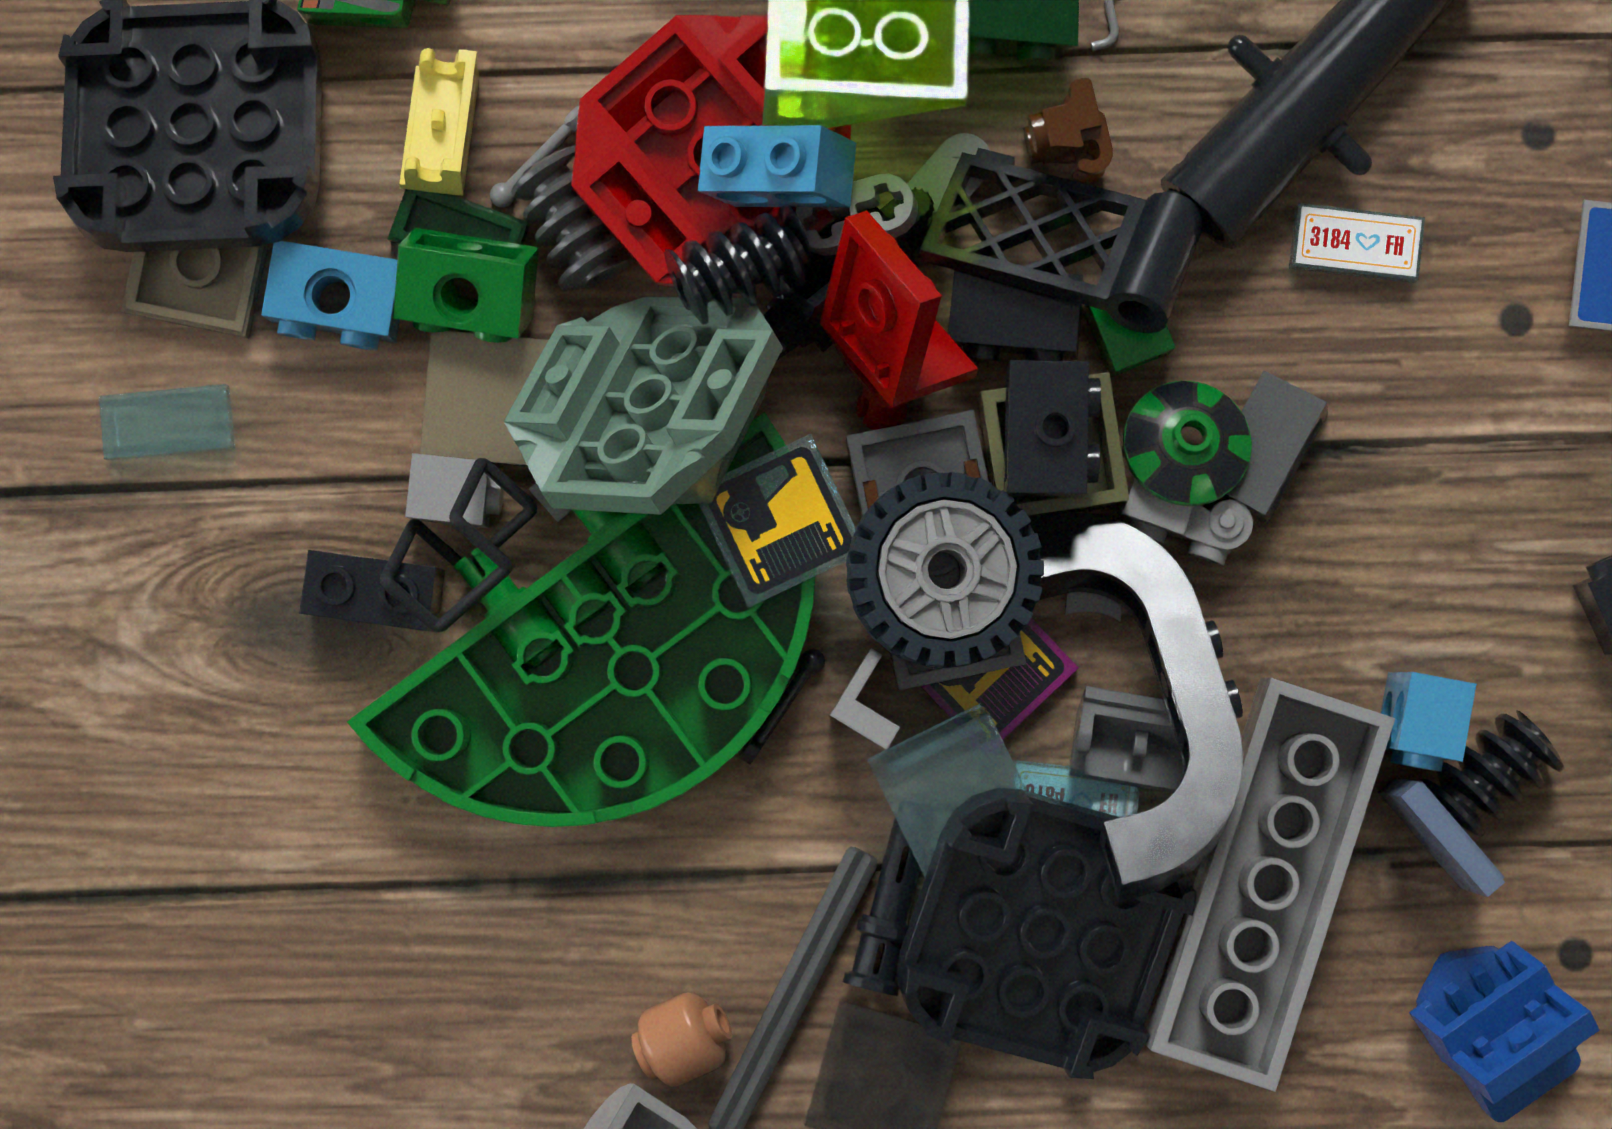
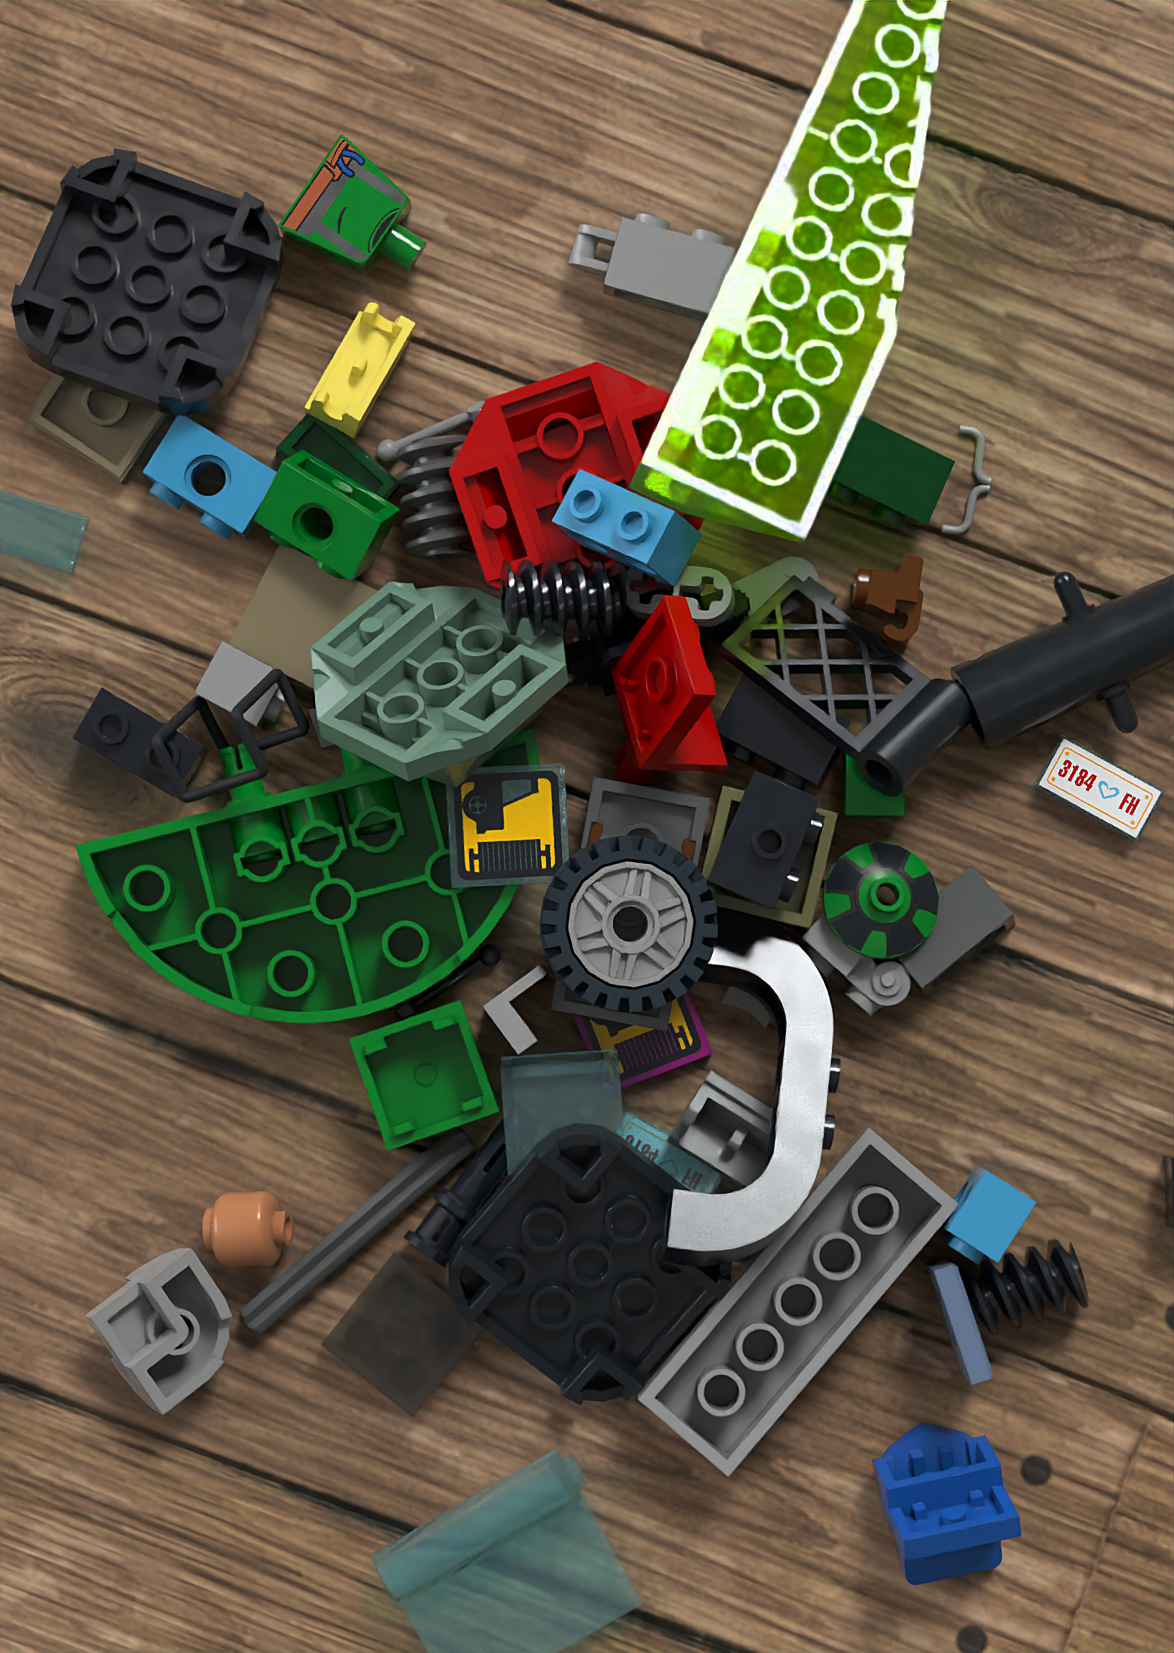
camera: 20 degrees right, 0 degrees up
(797, 809) = (424, 1075): none -> green container

